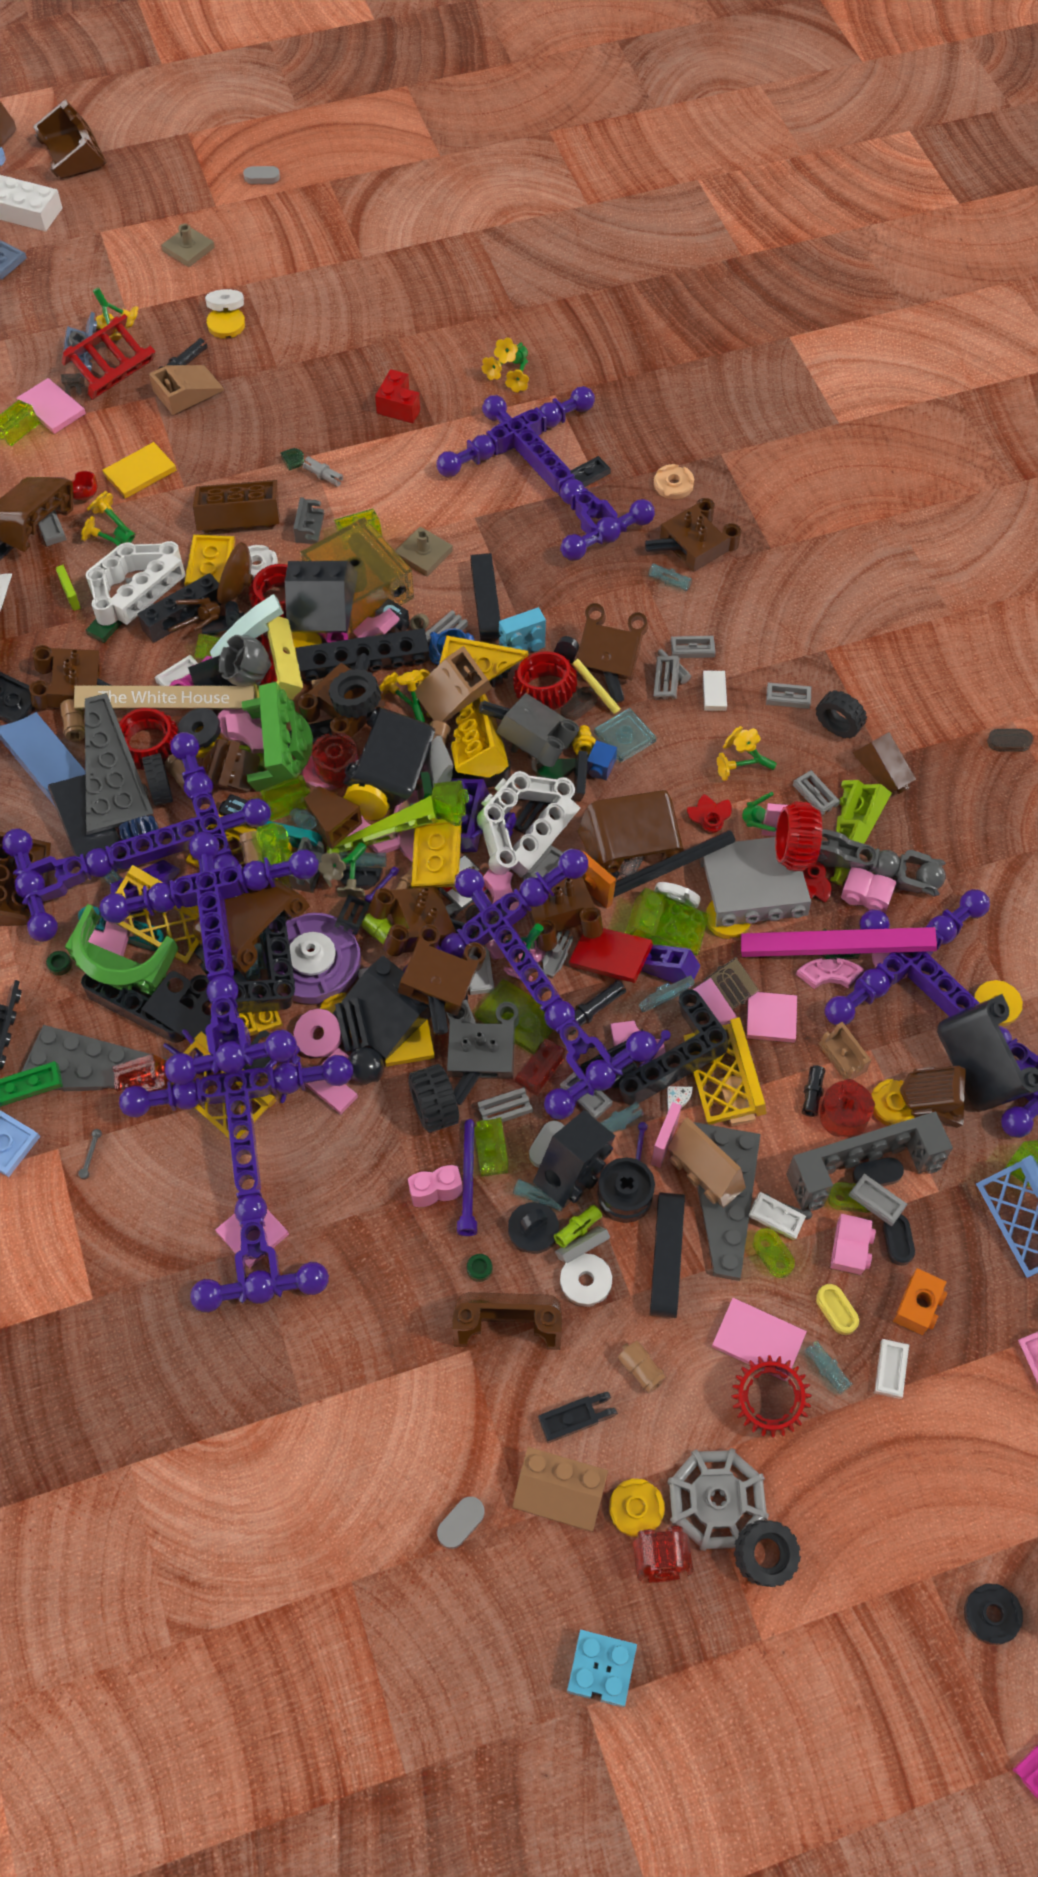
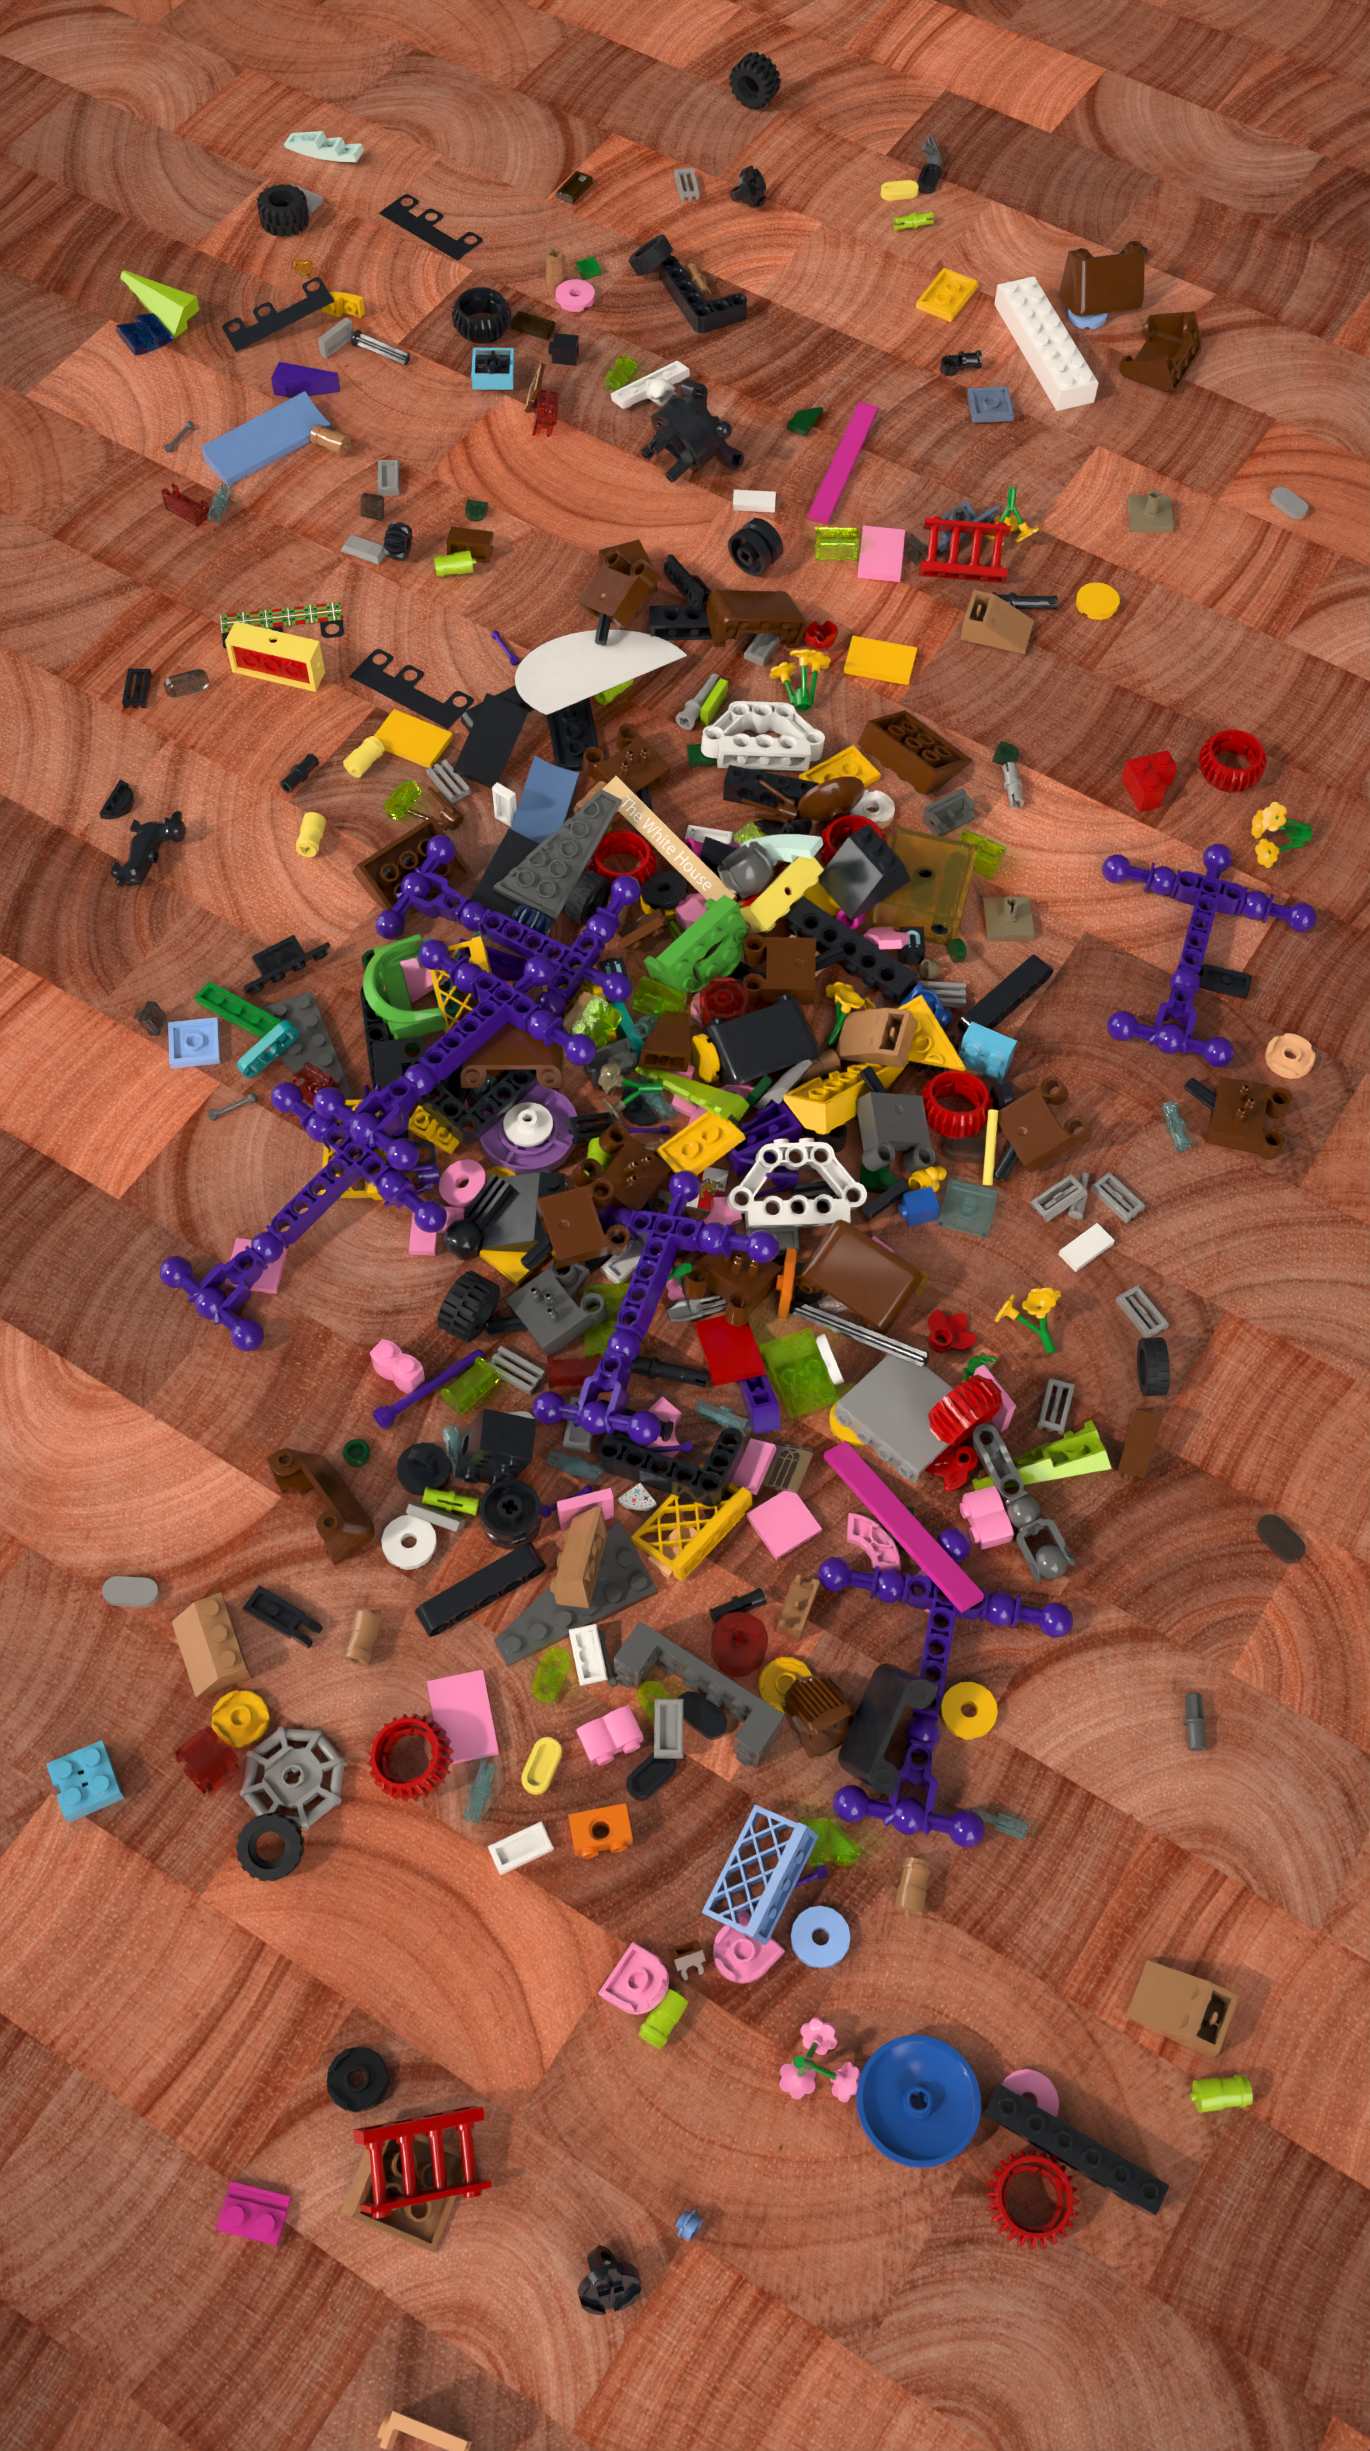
camera: 50 degrees right, 0 degrees up
(18, 776) = (504, 804): none -> white tile
(58, 602) = (693, 707): none -> light grey pin
(68, 1089) = (256, 1059): none -> teal beam
(224, 299) = (1118, 581): white tile -> none
(359, 706) = (788, 954): black tyre -> none
(421, 596) = (957, 950): none -> dark green tile
(430, 331) = (1237, 743): none -> red gear
(450, 801) = (752, 1114): clear neon green slope -> none

